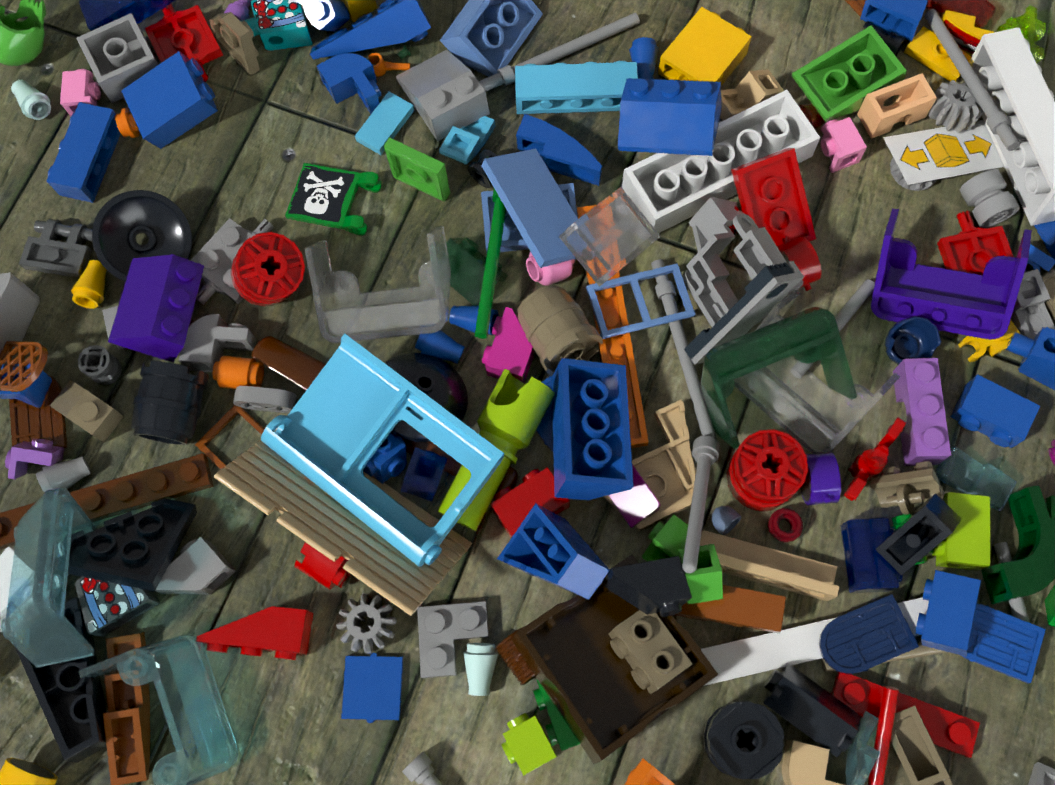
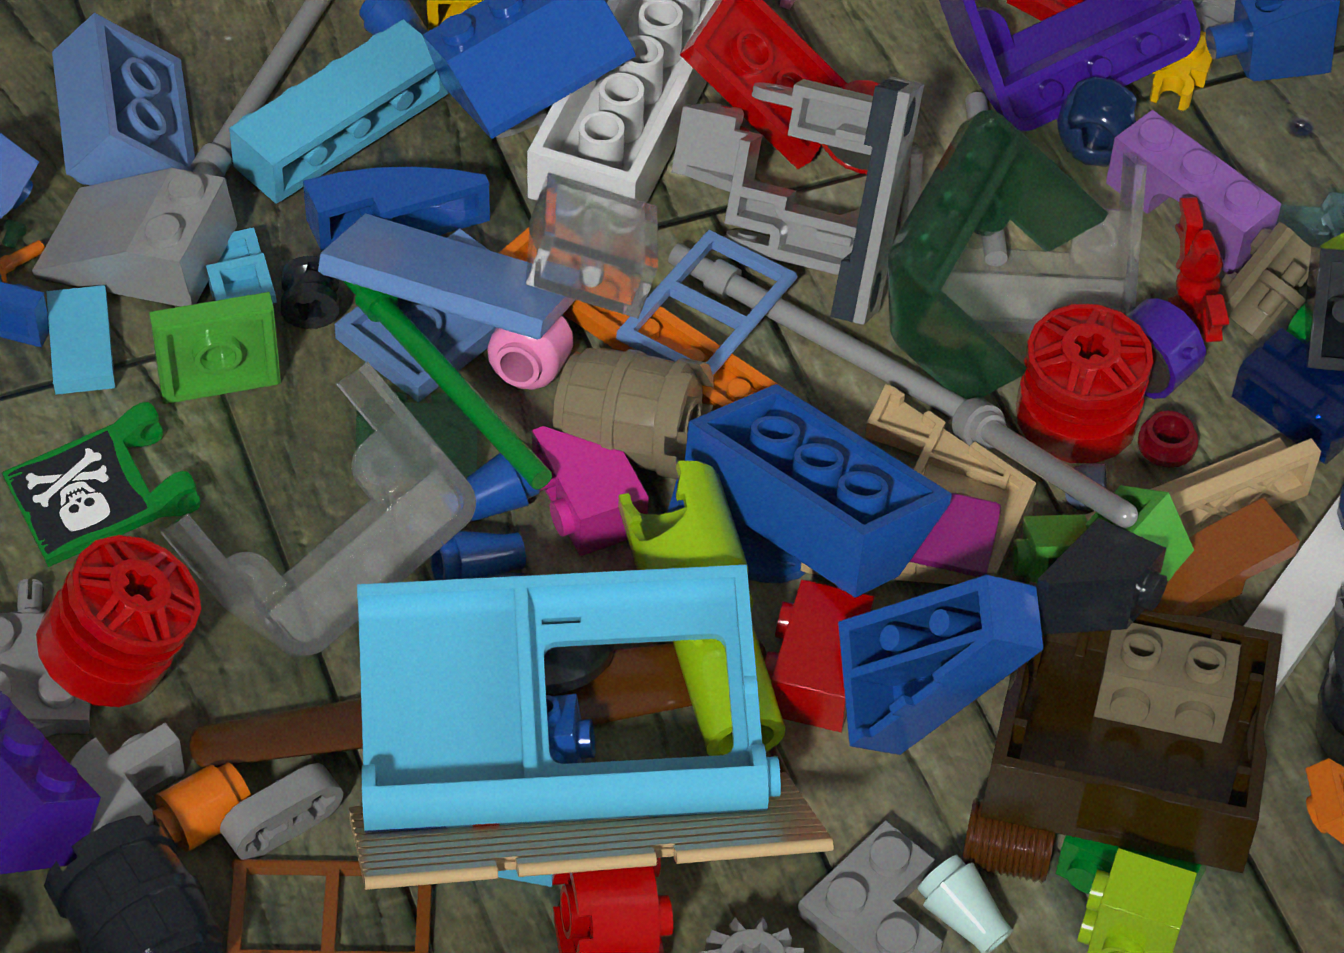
camera: 50 degrees left, 20 degrees down
(423, 474) = (636, 715): clear blue brick -> none
(994, 412) = (1275, 134): blue brick -> none

